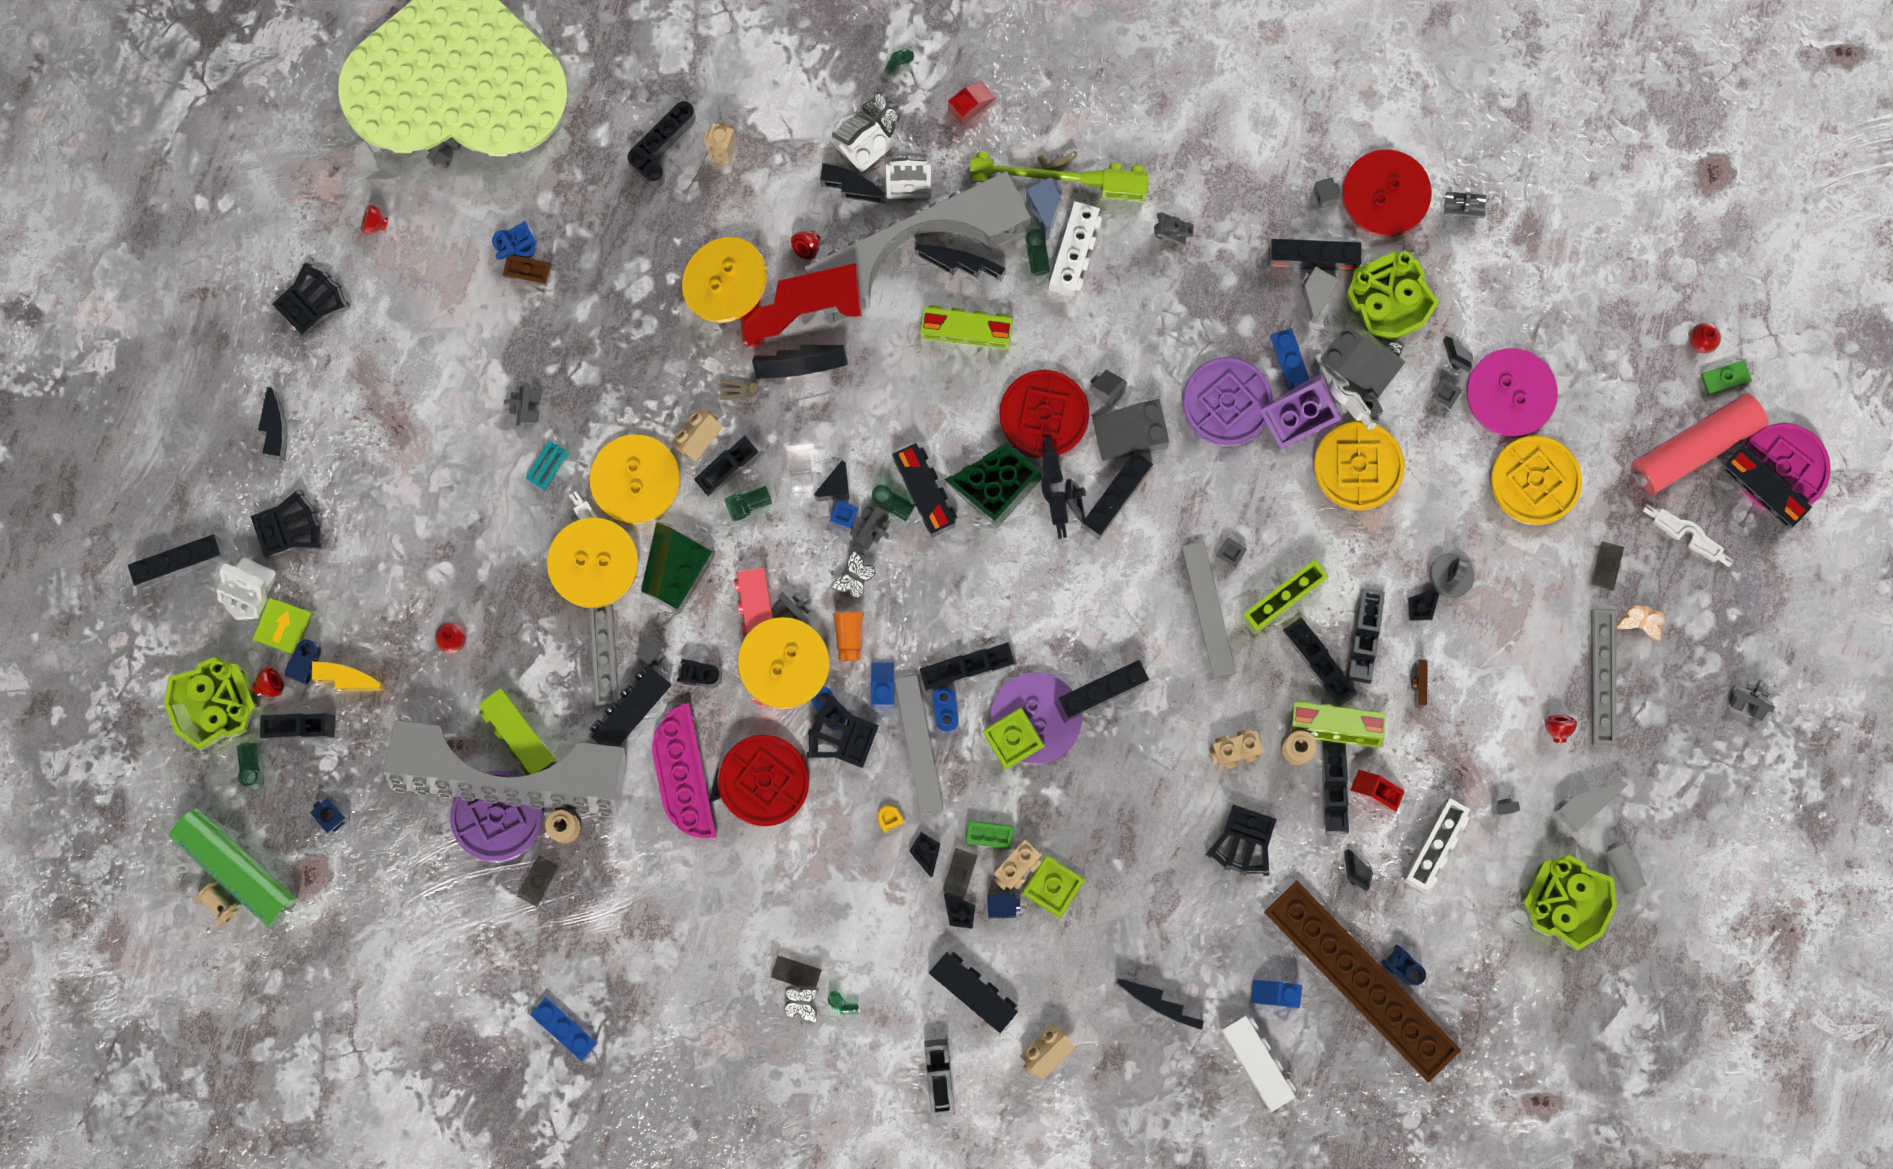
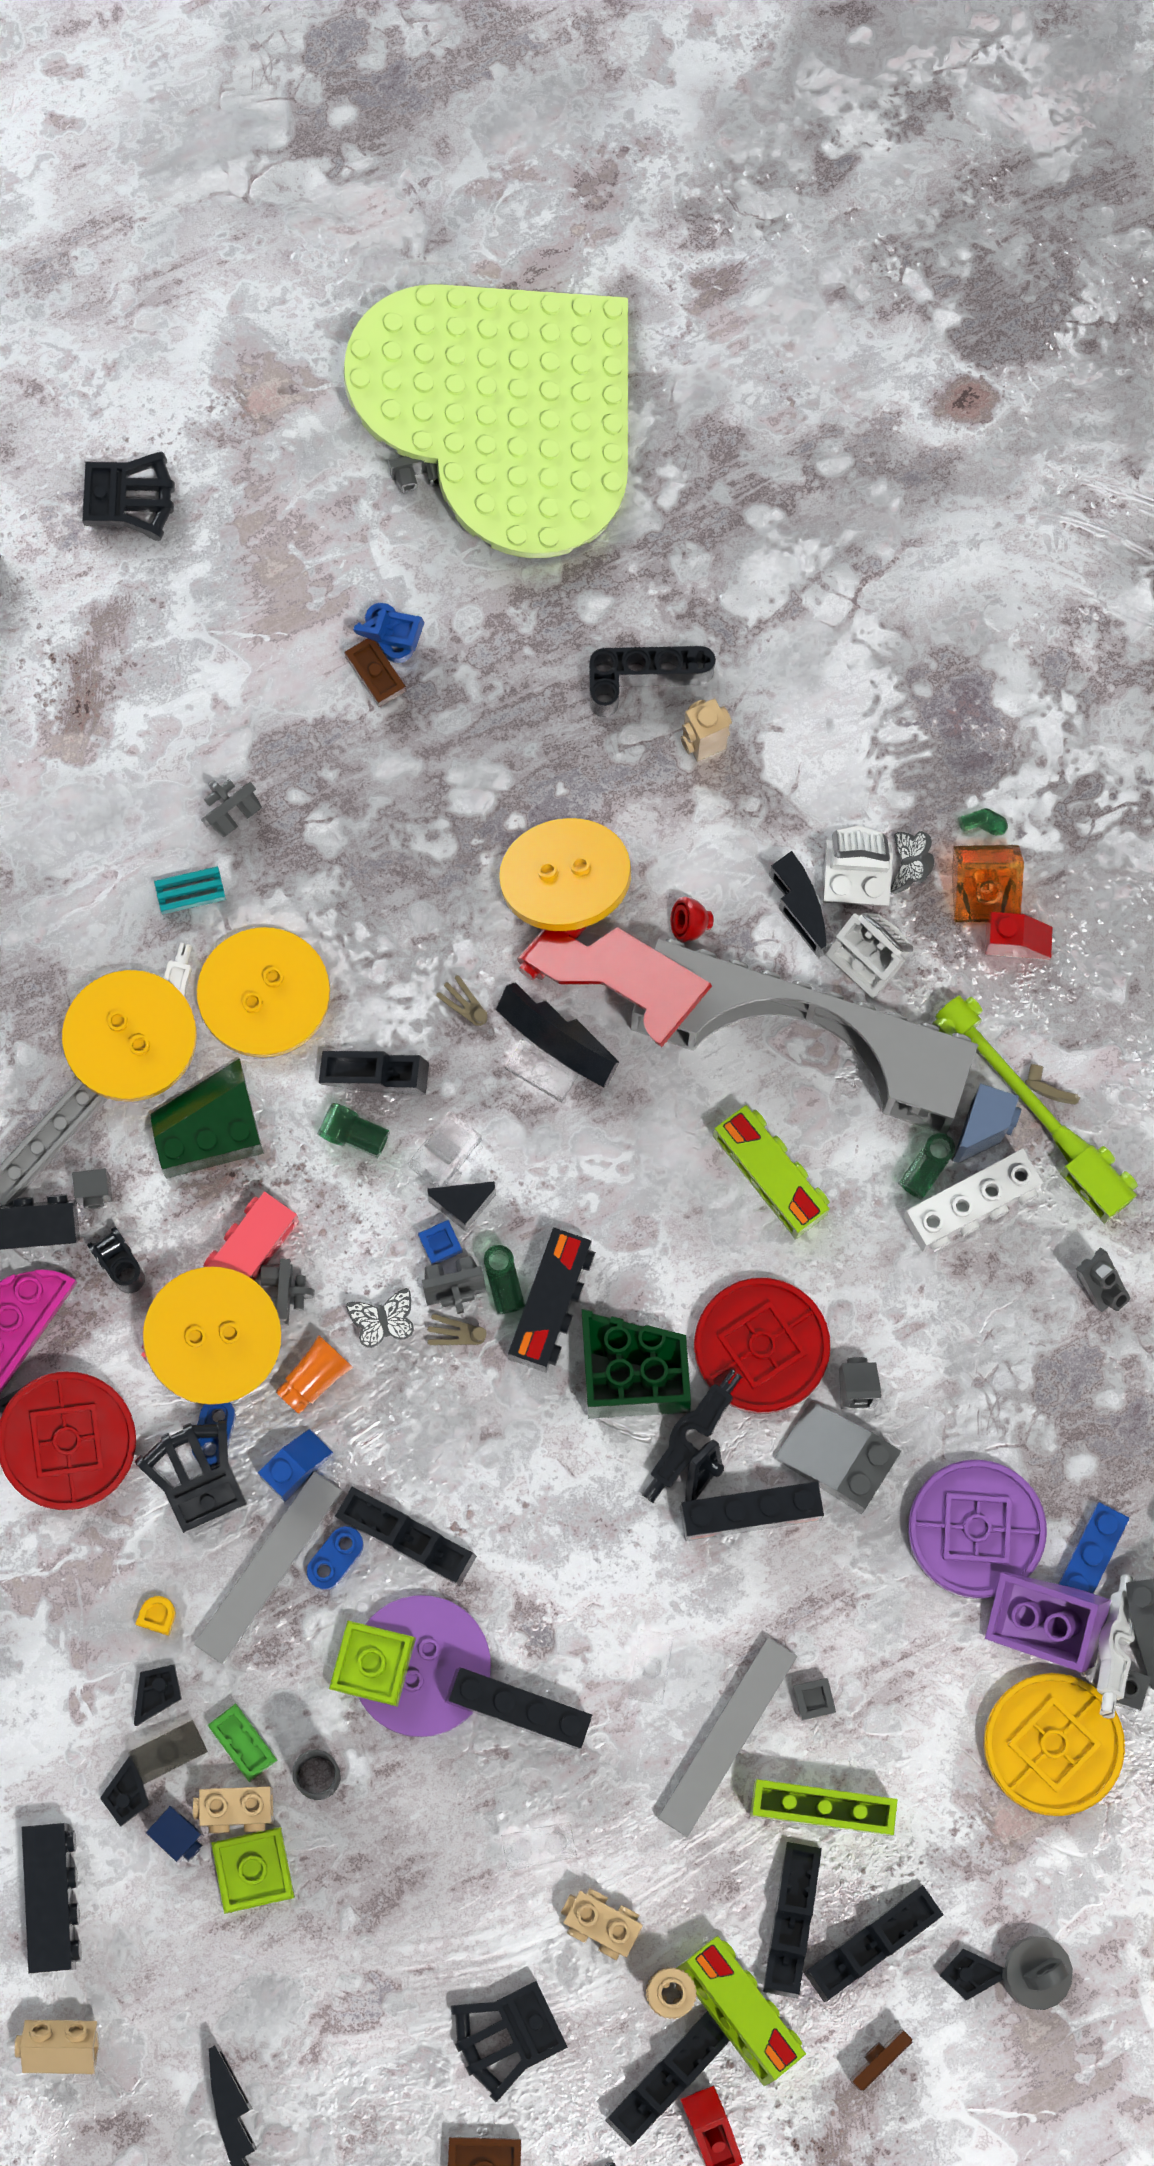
camera: 40 degrees right, 5 degrees down
(373, 220) = (273, 475): red brick -> none
(697, 434) = (373, 1007): tan brick -> none
(900, 545) = (467, 1334): none -> dark tan piece
(929, 88) = (986, 881): none -> clear orange slope
(952, 259) = (829, 1085): black slope -> none
(1049, 801) = (306, 1757): none -> dark grey piece

